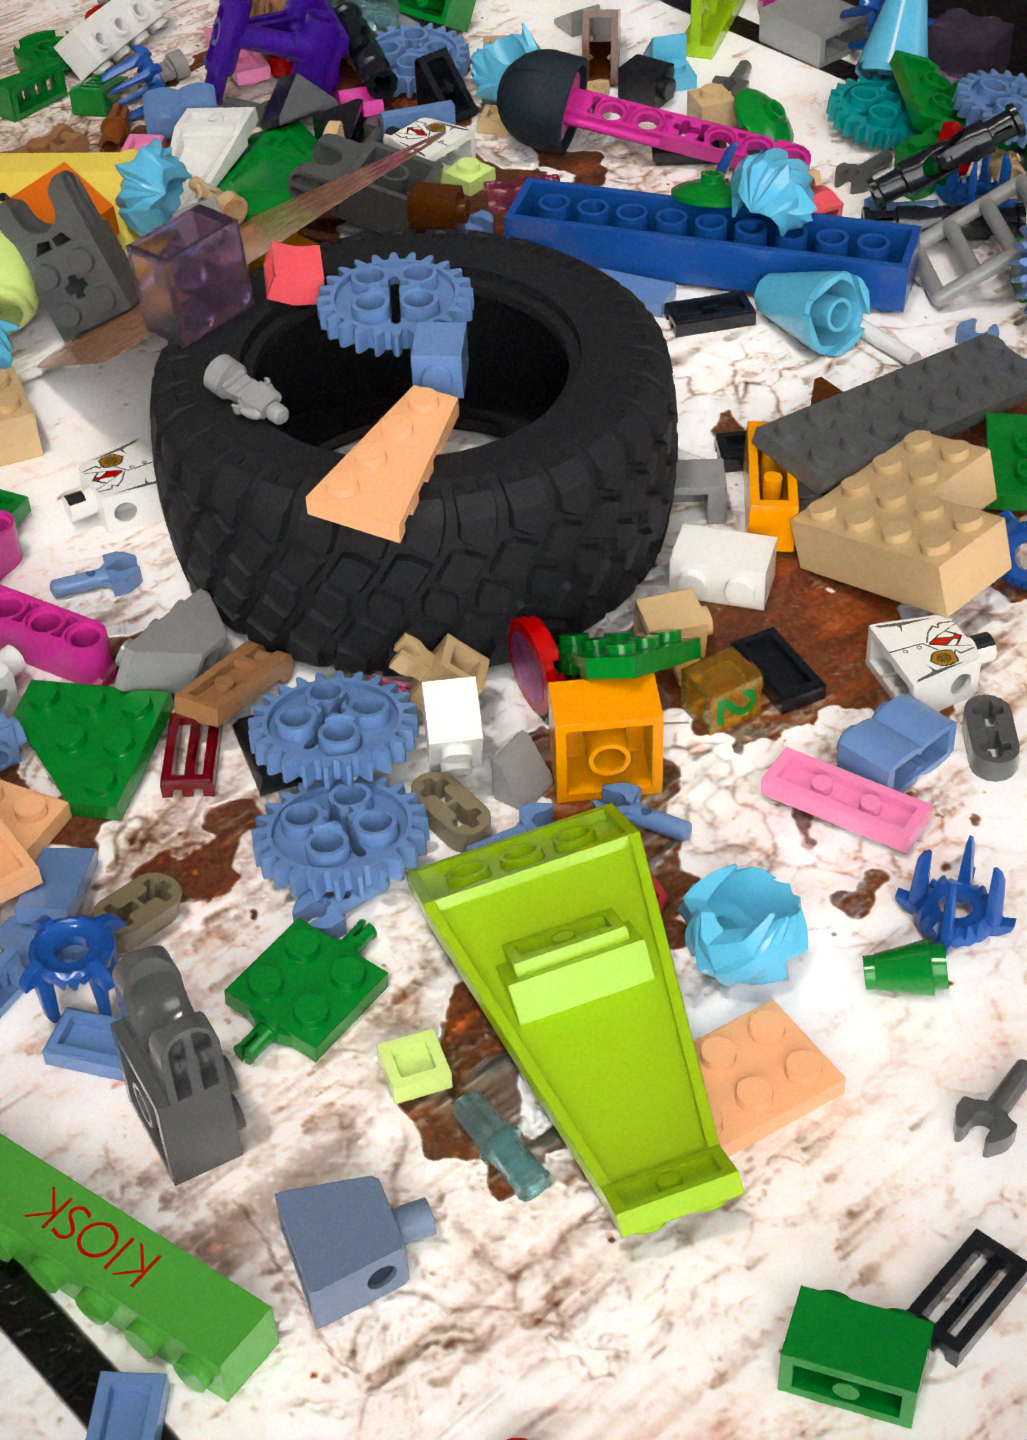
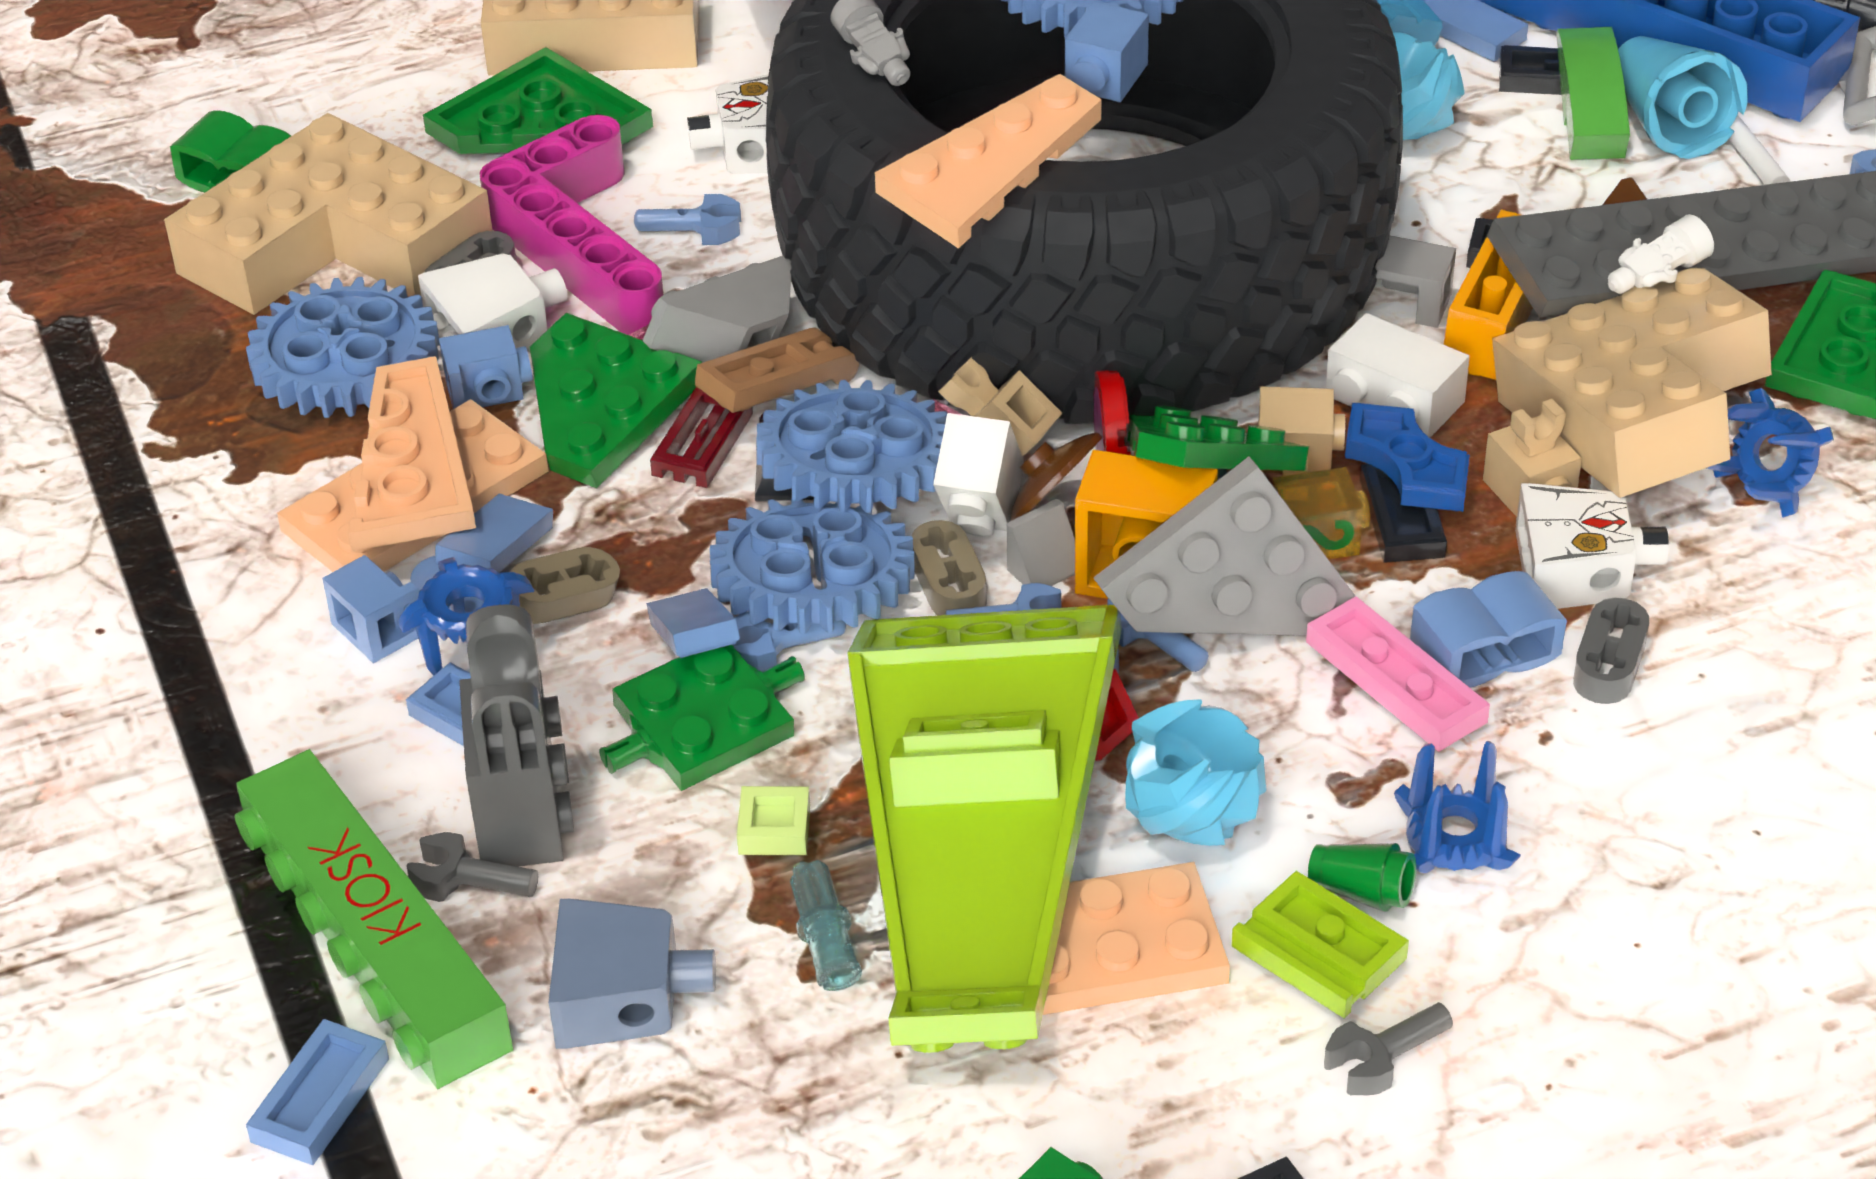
camera: 20 degrees right, 0 degrees up
(160, 1190) = (458, 868): none -> dark grey bar
(267, 913) = (693, 622): none -> medium blue tile
(506, 710) = (1047, 468): none -> reddish brown dish
(690, 749) = (1226, 566): none -> light grey plate
(753, 322) = (1593, 93): none -> bright green slope
(782, 633) = (1420, 467): none -> blue tile
(857, 603) = (1530, 454): none -> tan brick
(899, 416) = (1645, 265): none -> white piece
(905, 1038) = (1320, 943): none -> lime plate

